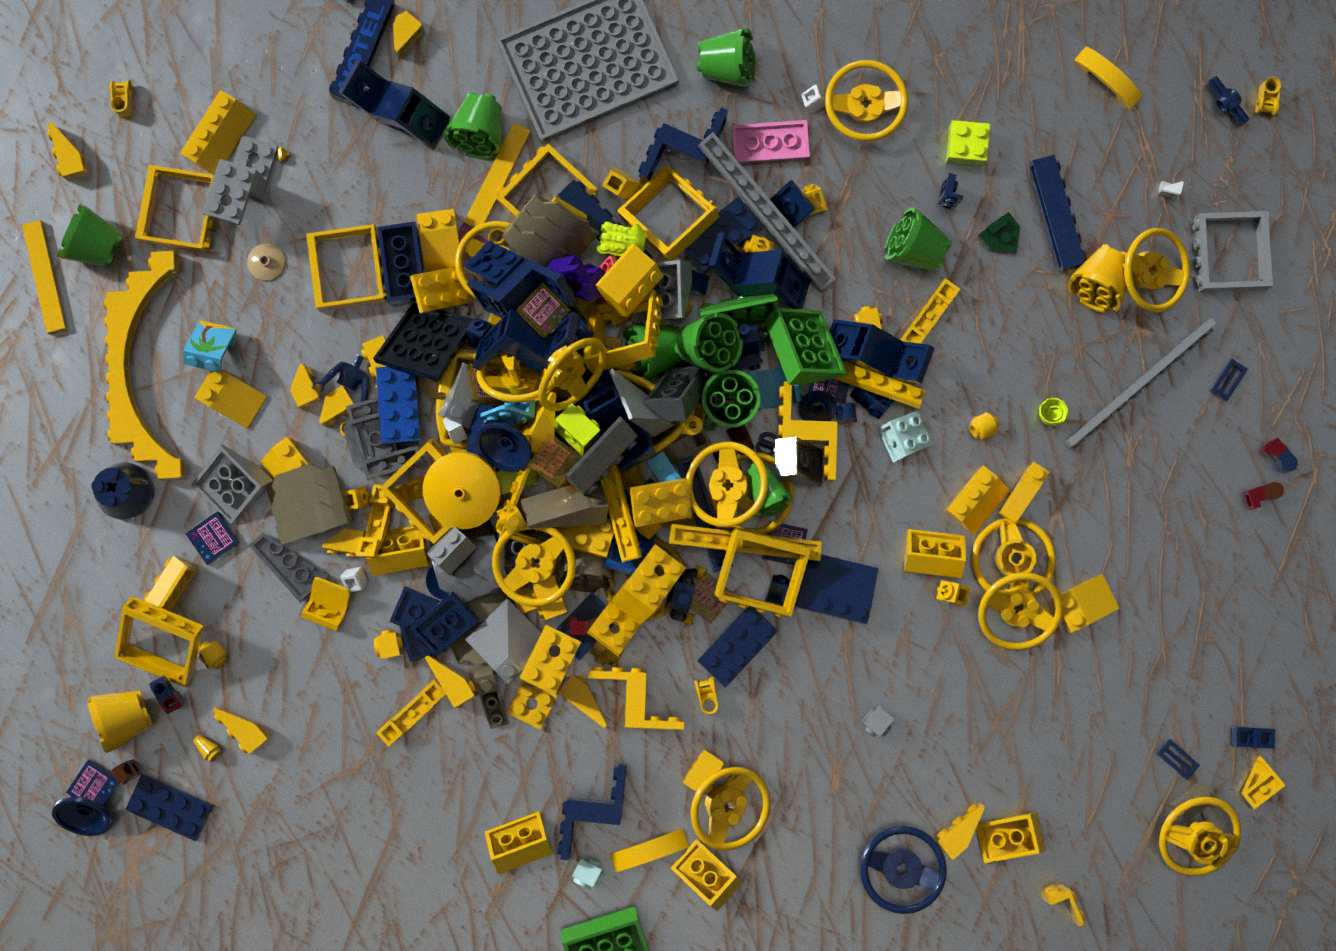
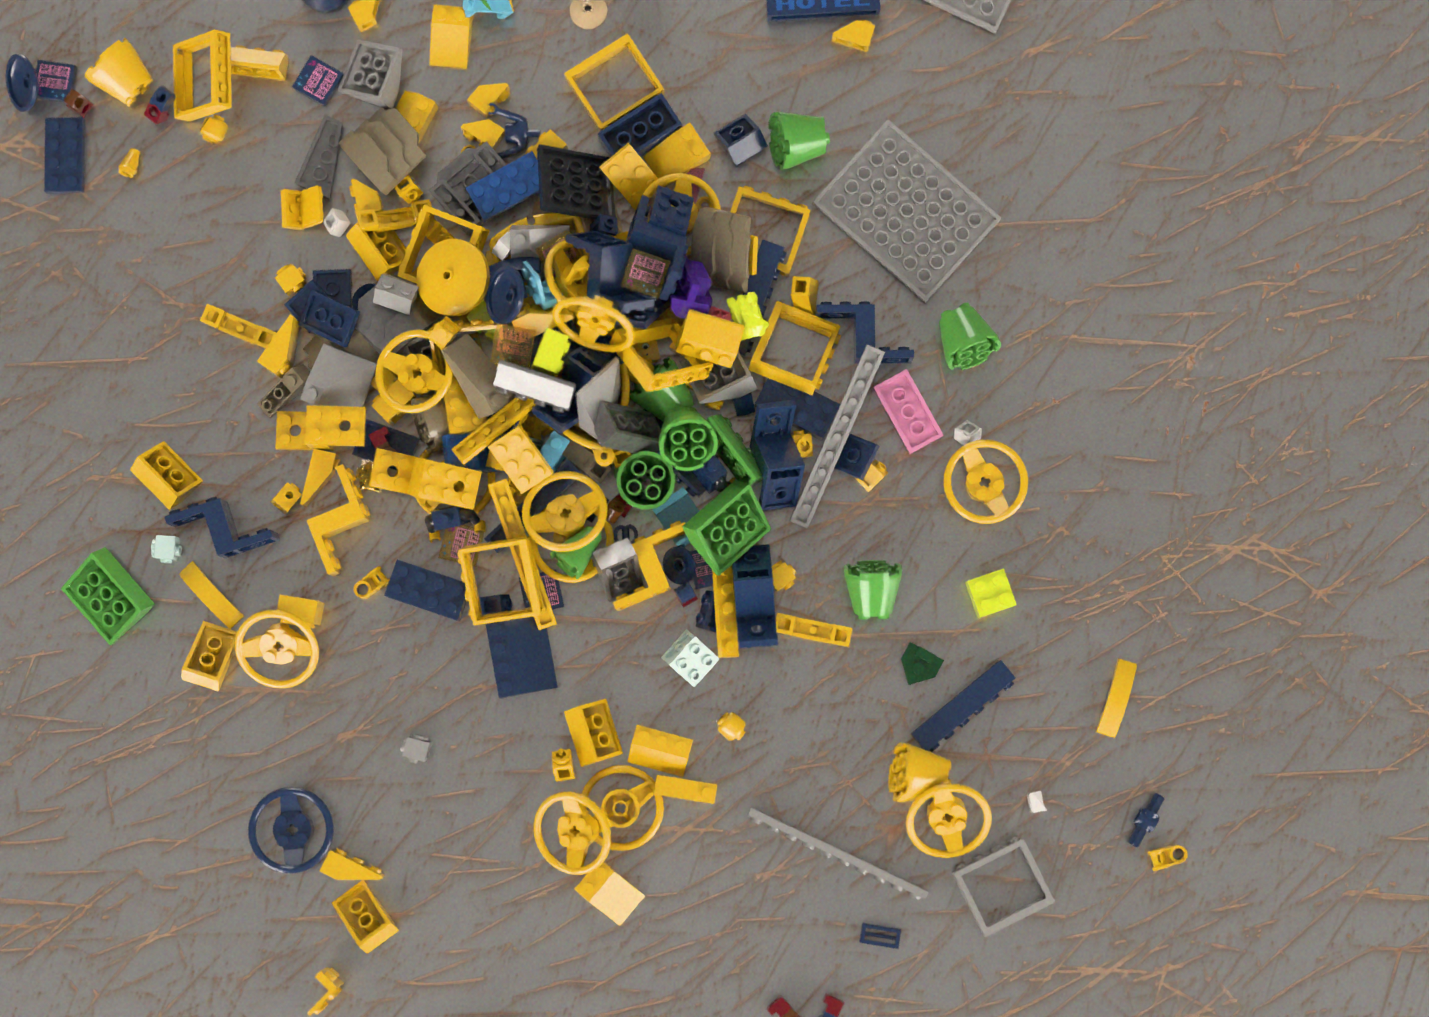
camera: 65 degrees right, 0 degrees up
(247, 732) = (159, 189): yellow slope -> none
(394, 104) = (781, 55): dark blue bracket -> none
(452, 177) = (741, 139): none -> dark blue slope
(497, 175) = (762, 179): yellow tile -> none
(592, 738) = (283, 503): none -> yellow brick
(947, 197) = (936, 594): dark blue bracket -> none
(1053, 412) = (773, 784): neon yellow hair -> none

